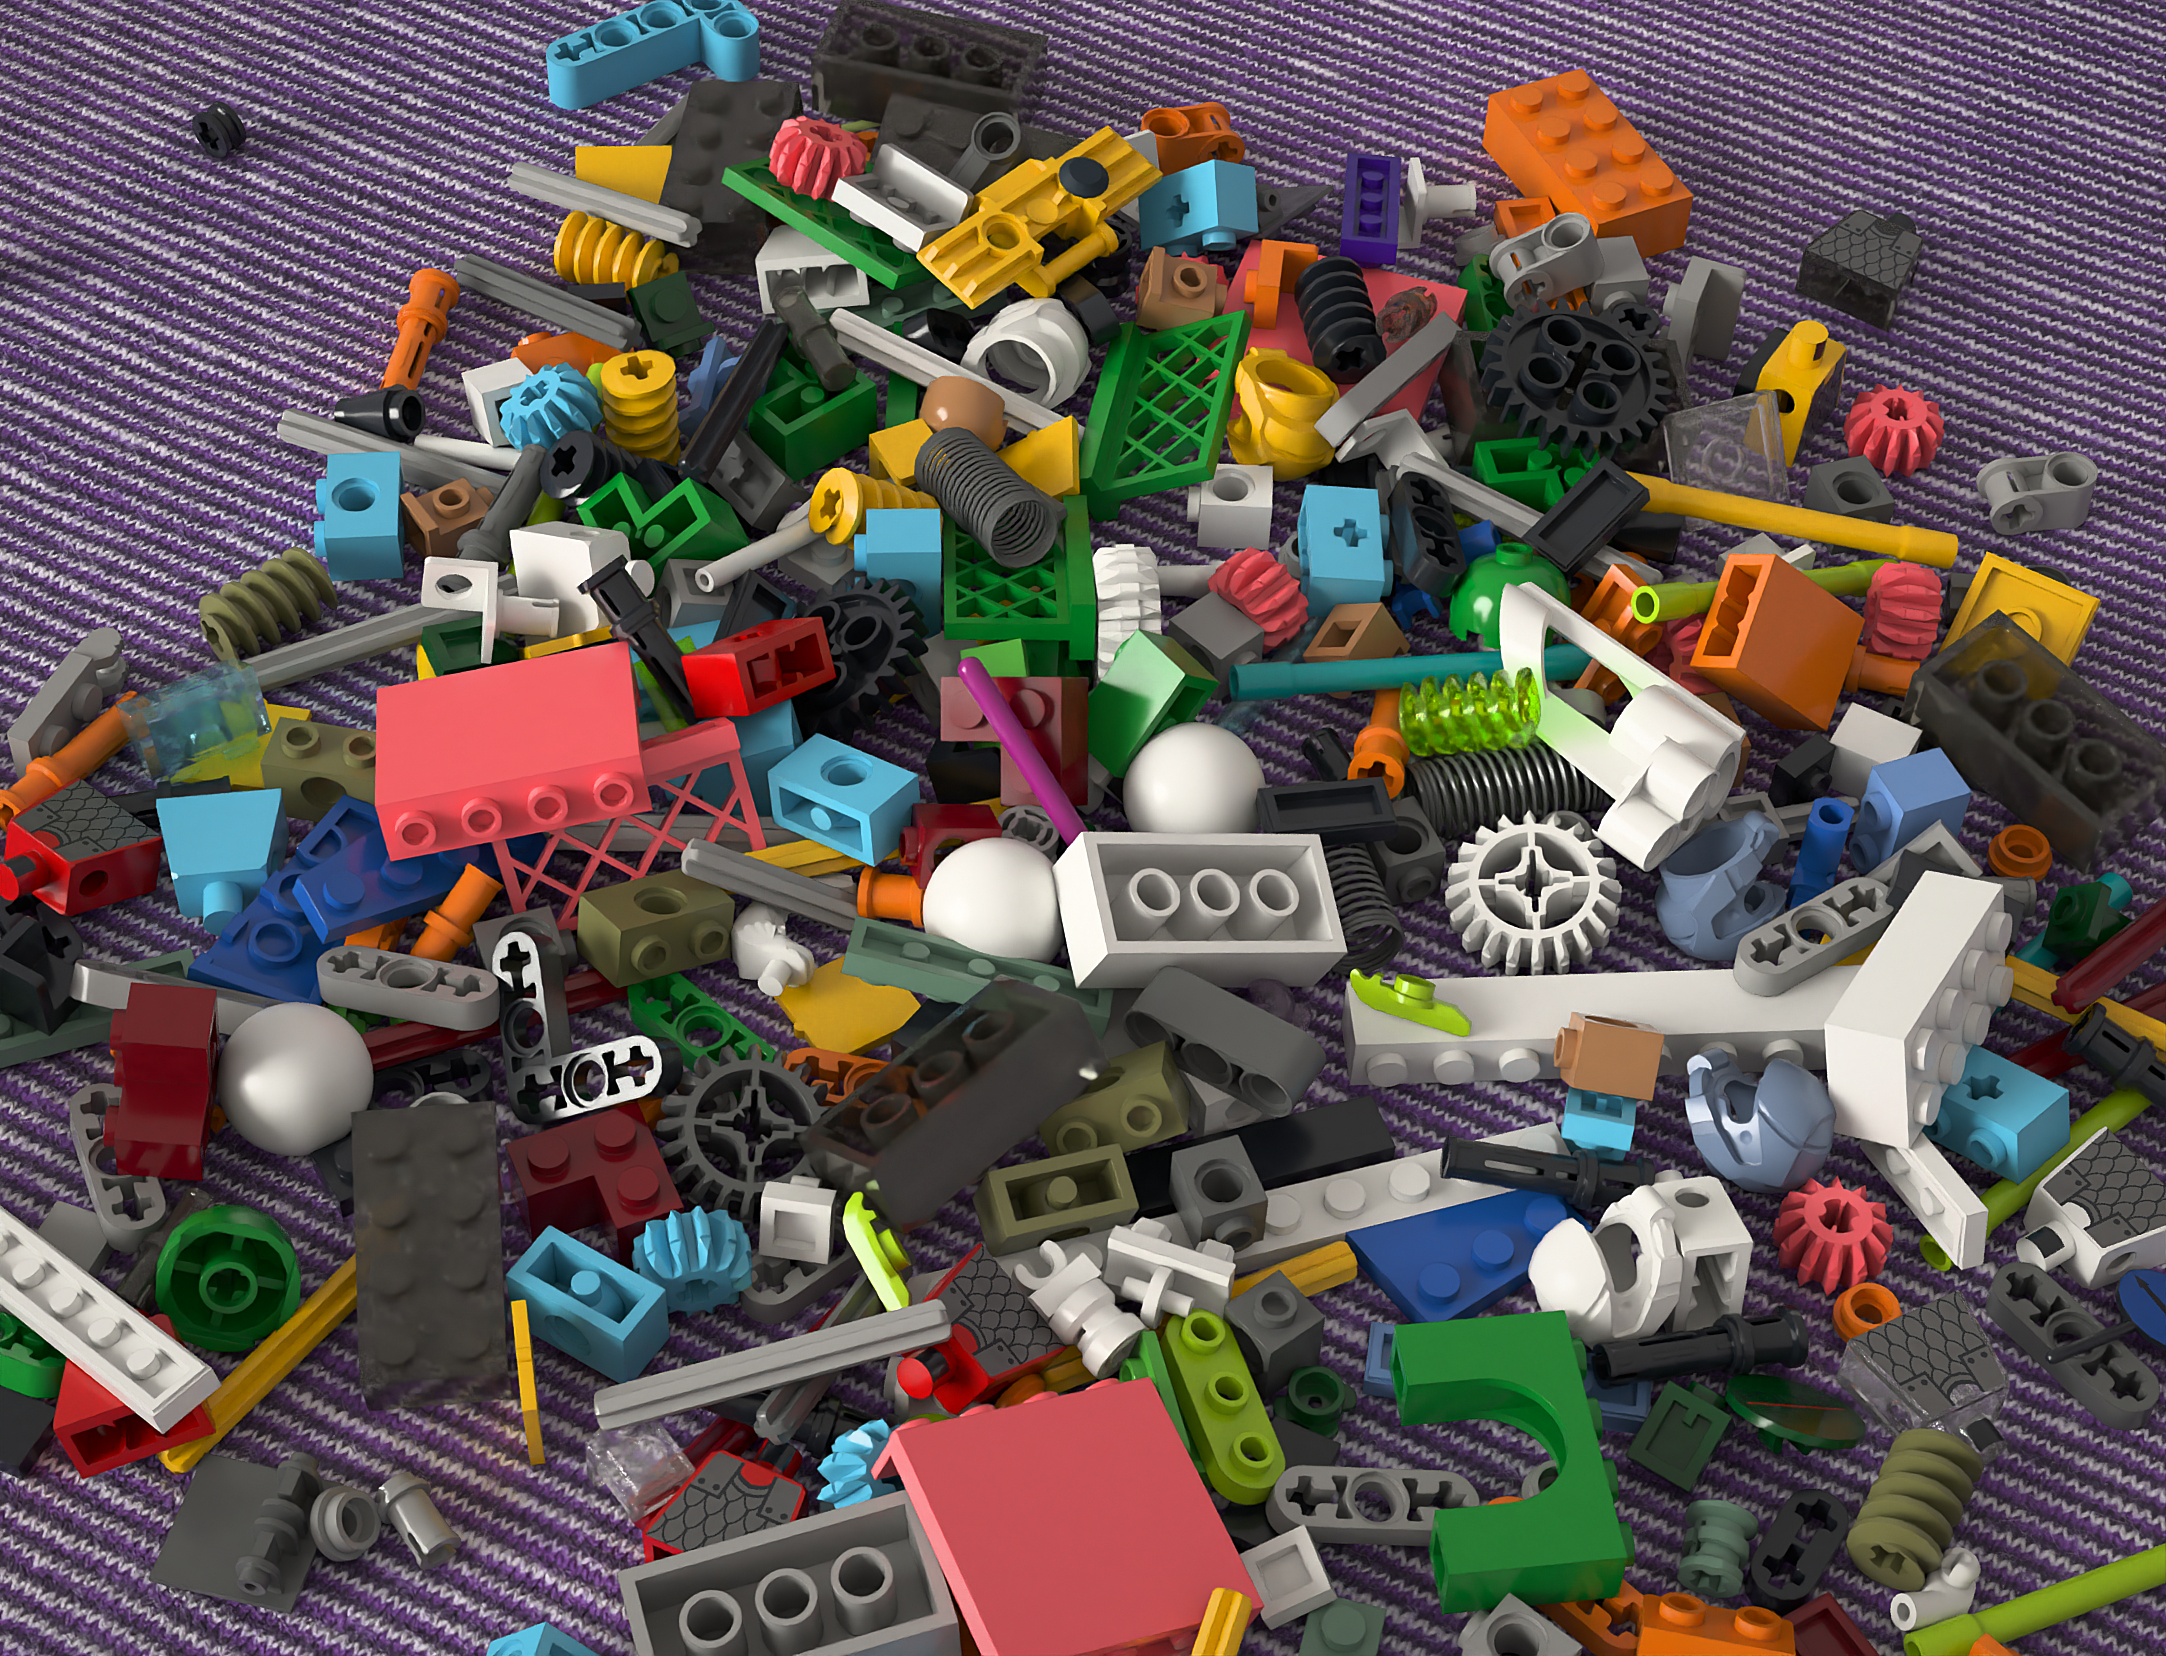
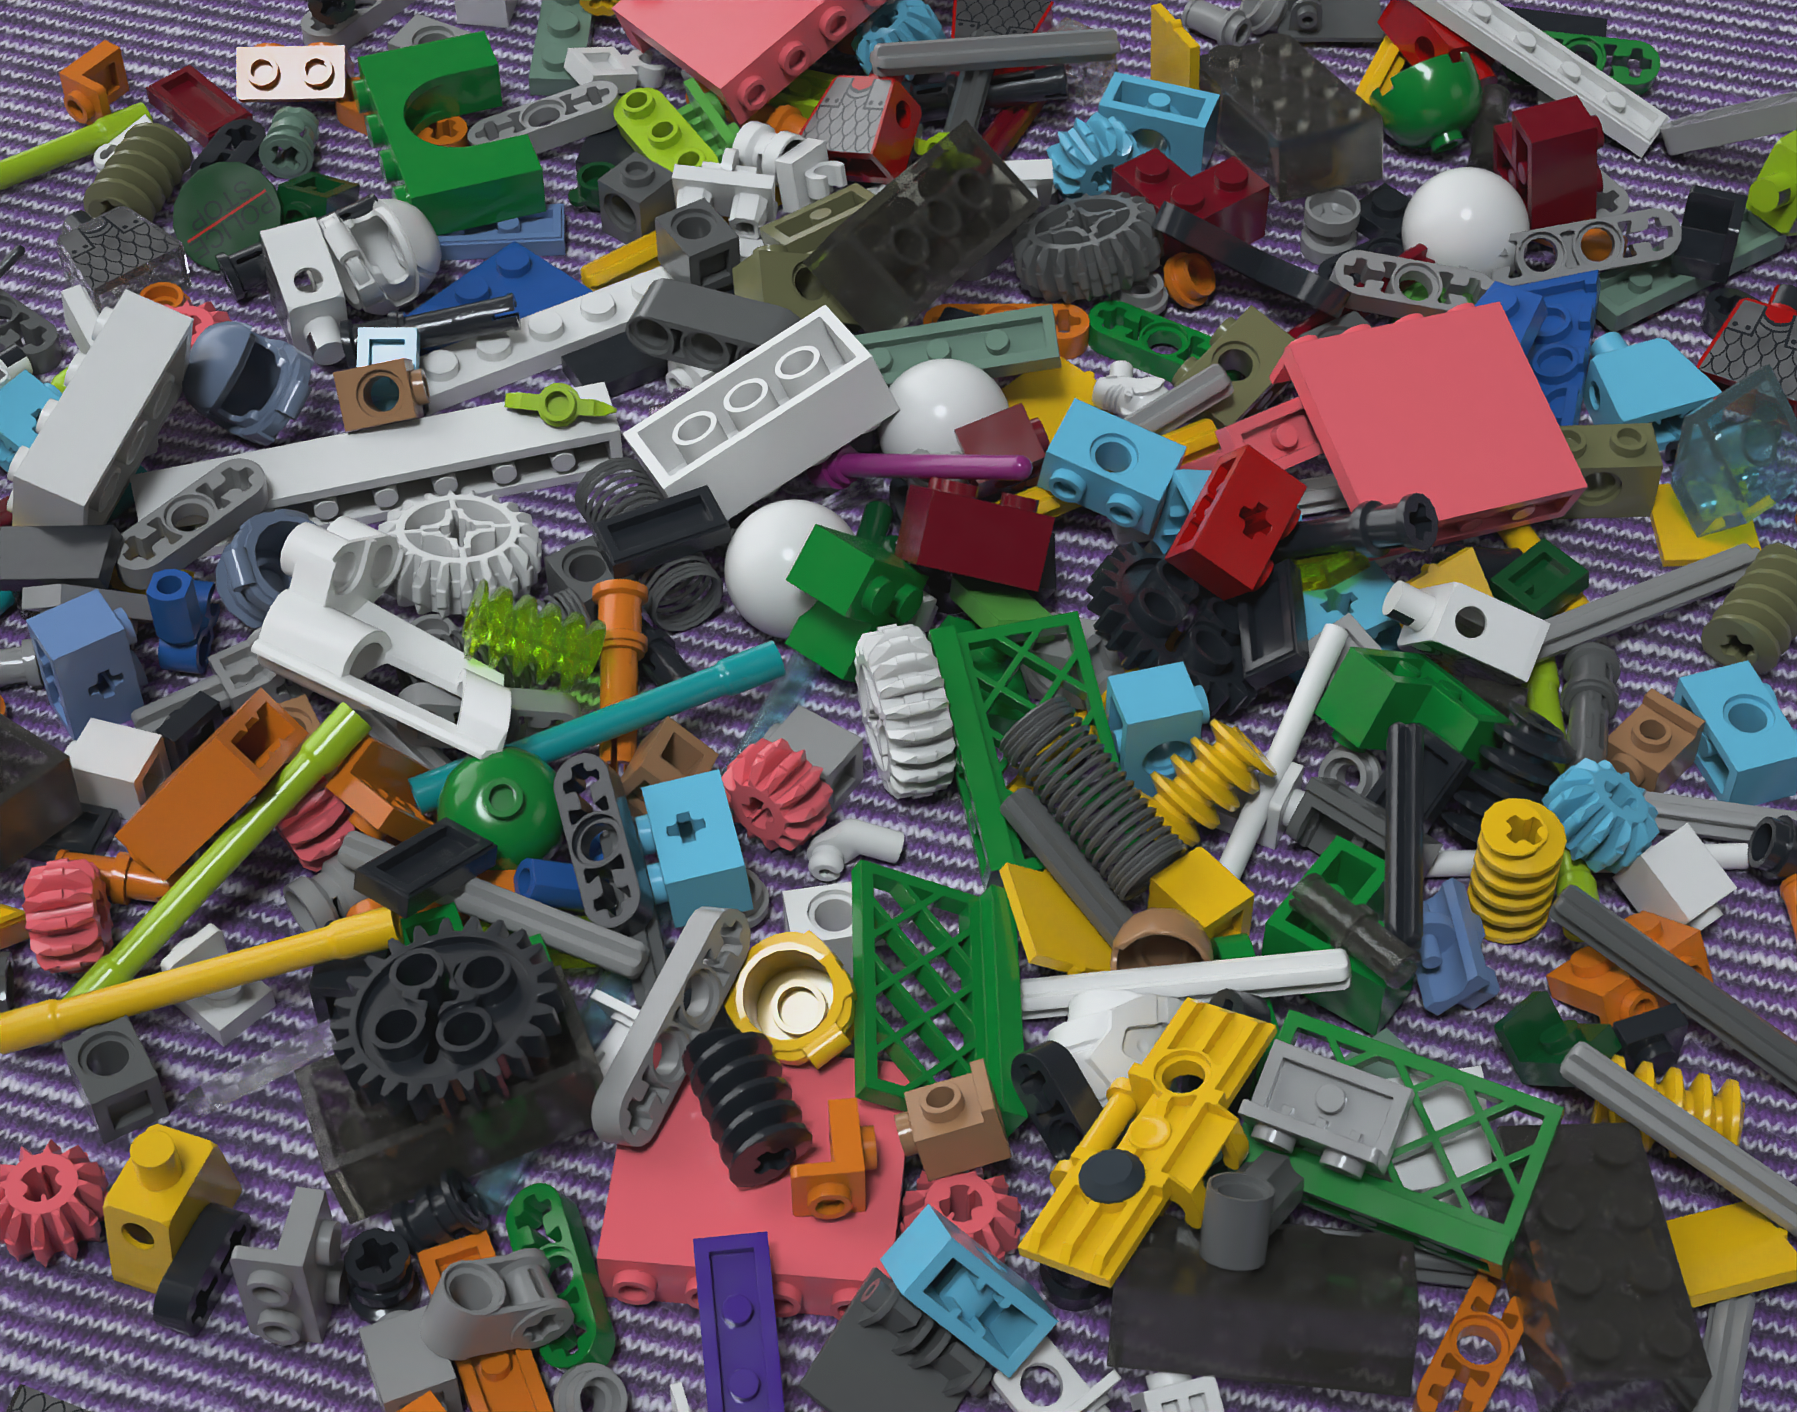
camera: 170 degrees right, 0 degrees up
(499, 611) = (1525, 575): white bracket -> none
(814, 155) = (1471, 1126): coral gear -> none
(1406, 314) = (665, 1115): clear smoke pin -> none

